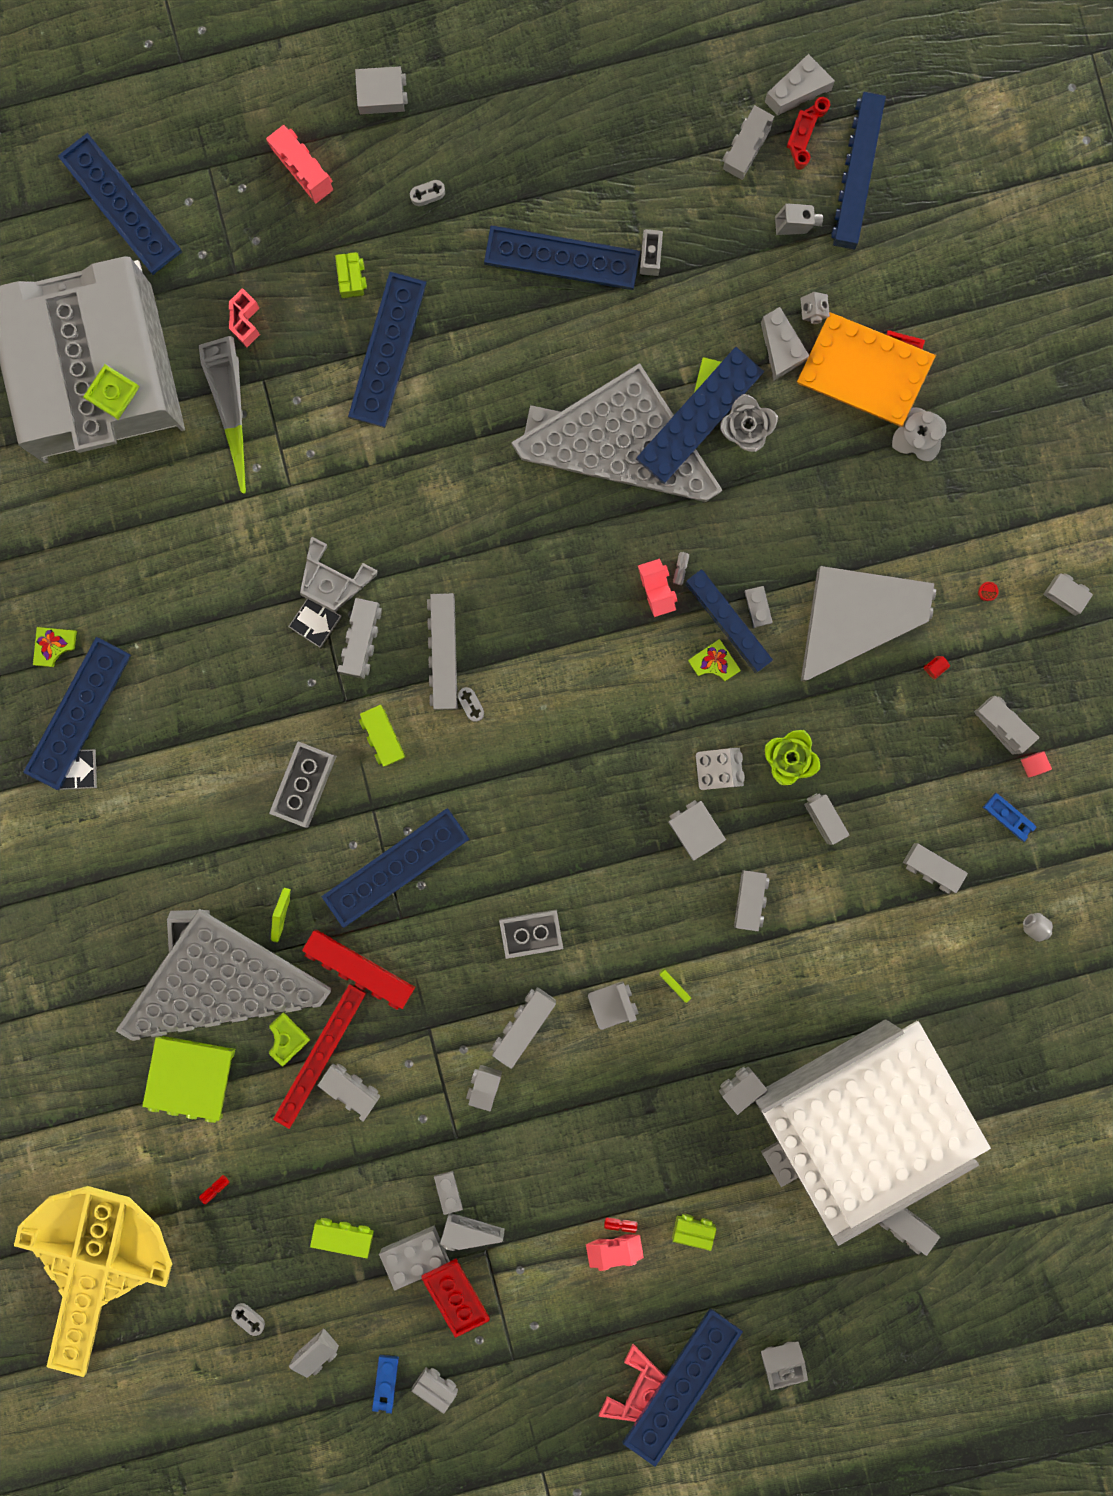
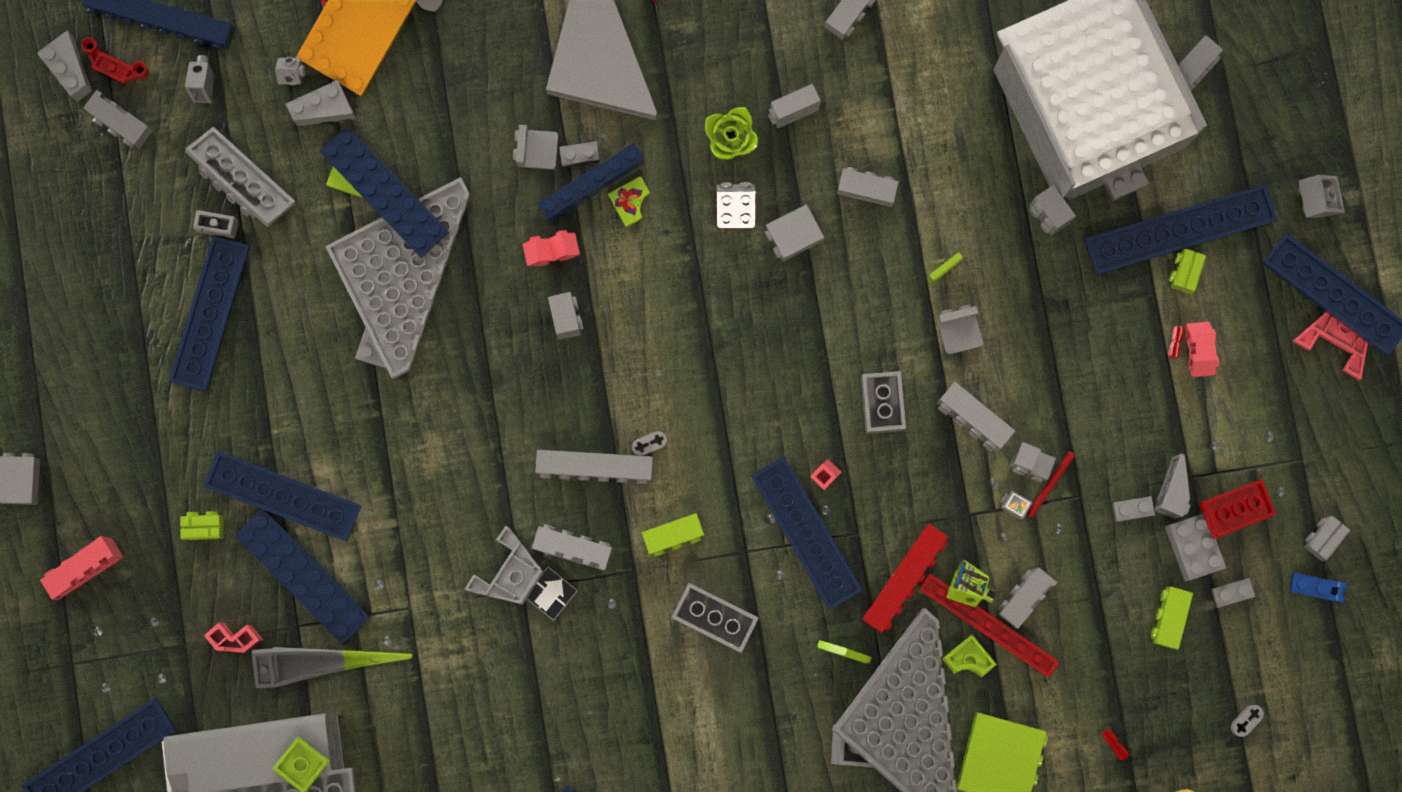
camera: 85 degrees left, 5 degrees down
(311, 378) = (303, 576): none -> dark blue plate
(314, 1354) = (1285, 655): light grey slope -> none
(356, 1034) = (969, 585): none -> torso
(373, 1298) = (1233, 592): none -> light grey plate
(425, 189) = (122, 443): light grey beam -> none
(441, 1074) = (1015, 504): none -> light grey brick
(455, 882) = (825, 474): none -> coral brick
(465, 1107) = (1050, 484): none -> red bar
(590, 608) = (564, 315): none -> light grey brick
(681, 566) = (530, 224): light grey piece -> none
(701, 270) = (239, 178): none -> light grey plate
(736, 1223) = (1180, 229): none -> dark blue plate
(747, 410) = (398, 131): light grey brick -> none
(759, 562) = (535, 148): none -> light grey bracket

